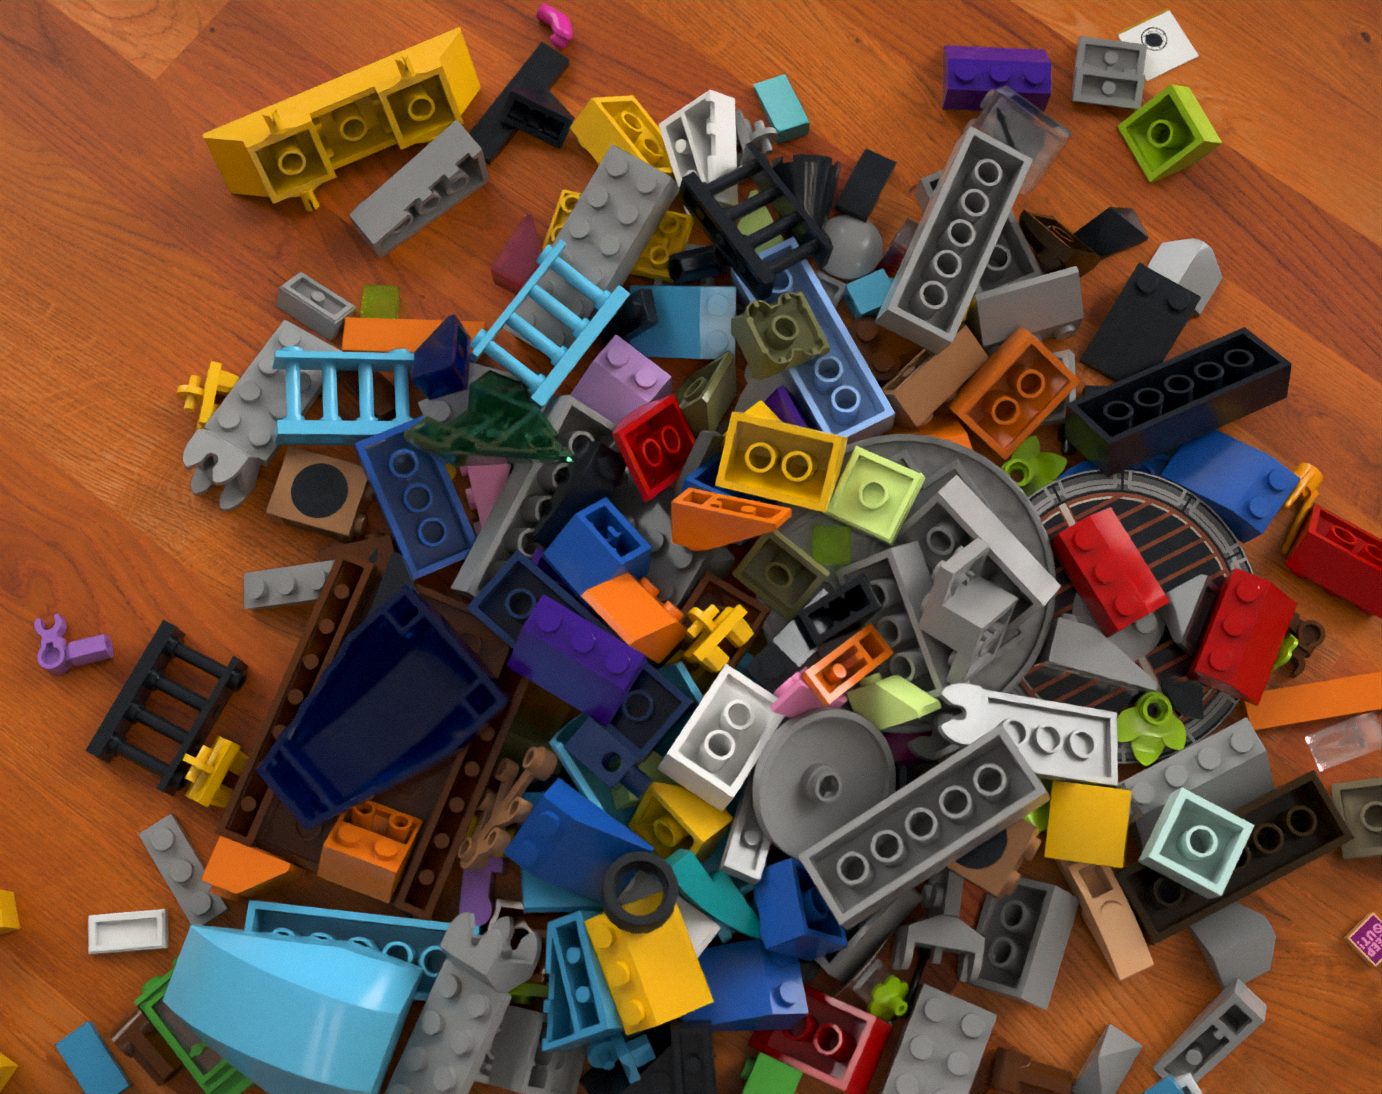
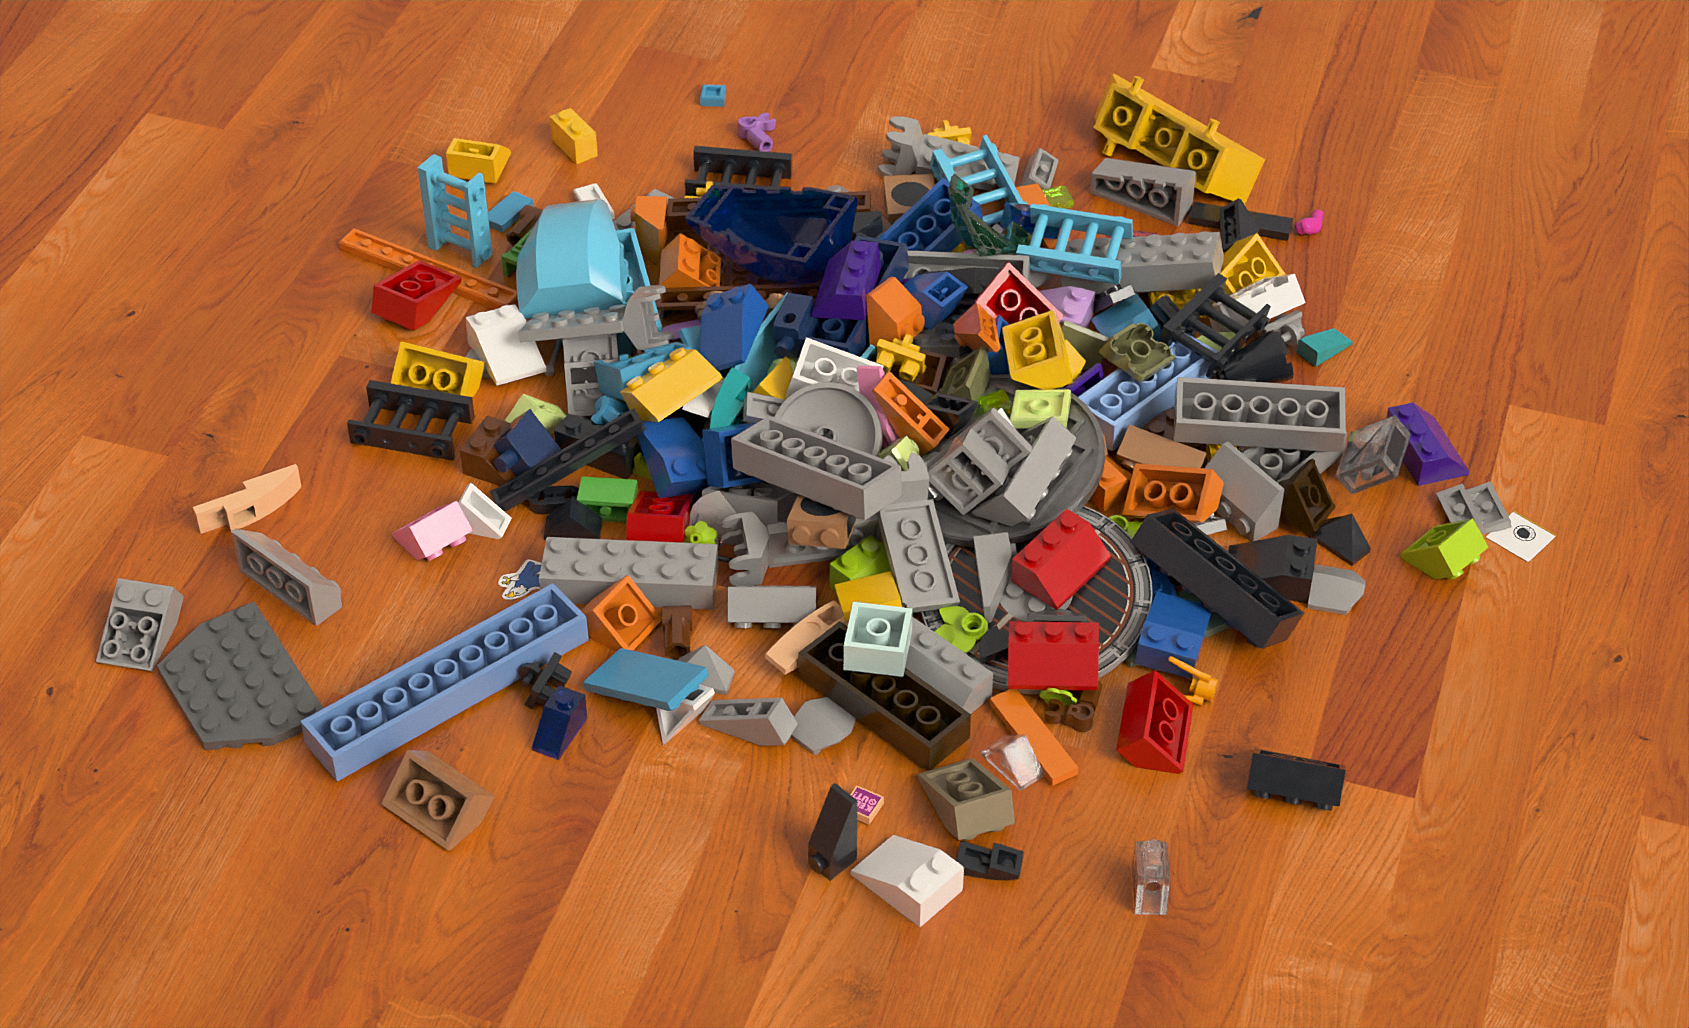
camera: 70 degrees right, 30 degrees down
(649, 863) = (712, 337): black tyre -> none

